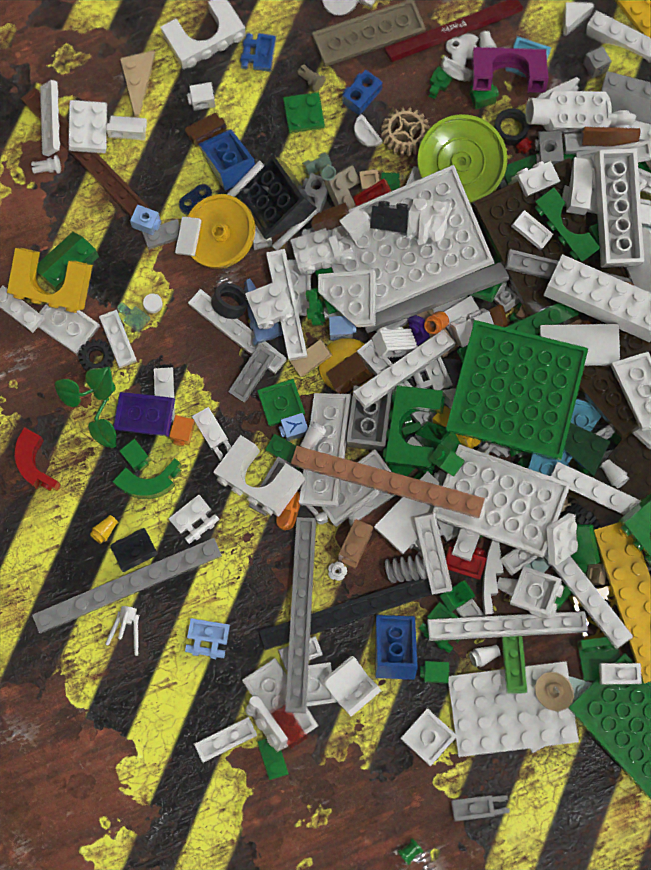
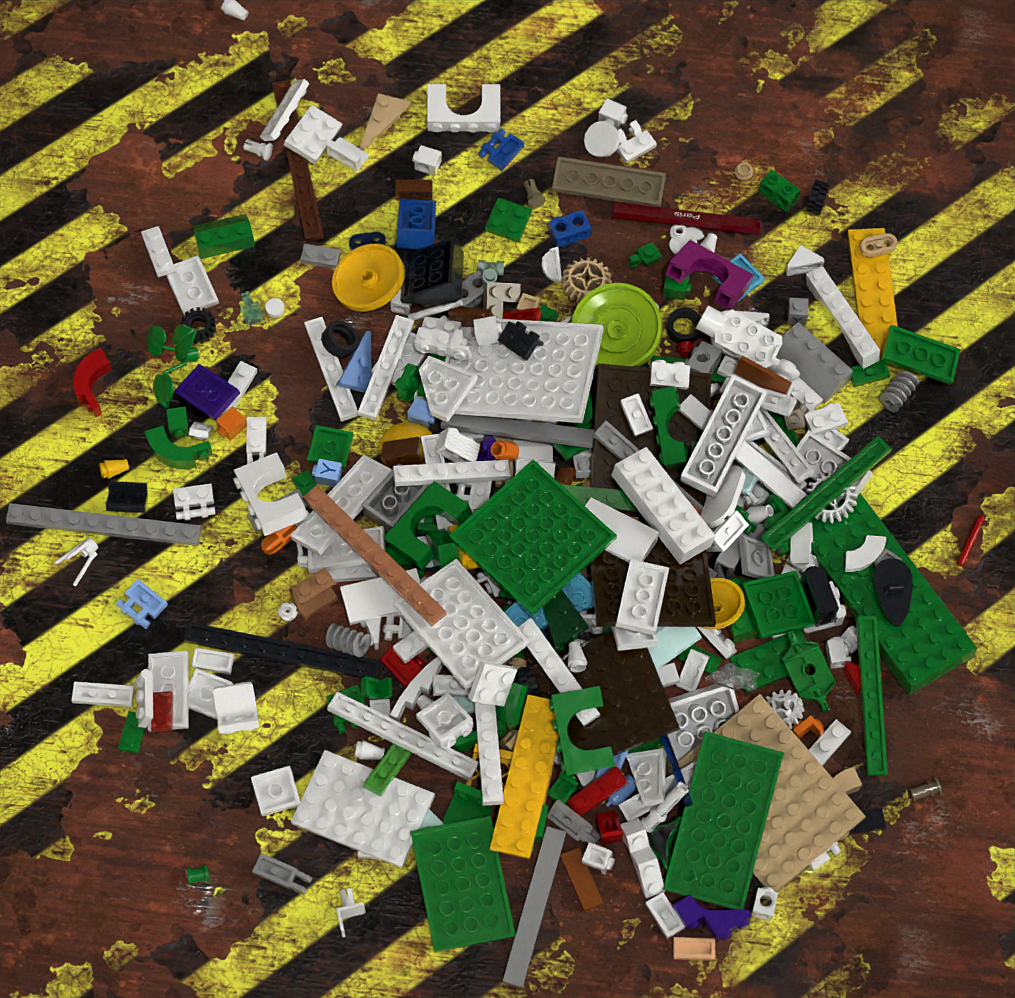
camera: 30 degrees right, 10 degrees down
(24, 282) = (176, 233): yellow arch -> none
(118, 339) = (226, 321): white tile -> none
(145, 220) = (310, 234): light blue brick -> none
(159, 451) = (200, 430): none -> white plate
(188, 236) = (339, 268): white tile -> none
(243, 182) = (418, 247): white bar -> none
(252, 373) = (320, 408): light grey plate -> none
(270, 305) = (370, 358): white plate -> none
(301, 616) = (231, 626): light grey plate -> none
(313, 435) = (338, 485): white cone -> none
(315, 356) = (384, 424): tan tile -> none
(395, 647) = (295, 701): blue slope -> none
(427, 220) = (548, 357): white plate -> none
(433, 553) = (375, 637): white plate -> none
(435, 672) = (316, 740): green brick -> none
(446, 460) = (434, 562): green brick -> none
(456, 70) = (663, 250): white tile -> none
(549, 696) = (404, 807): tan dish -> none
(555, 803) = (349, 908): none -> white bracket
(580, 186) = (701, 400): white slope -> none
(620, 673) = (473, 827): white plate -> none

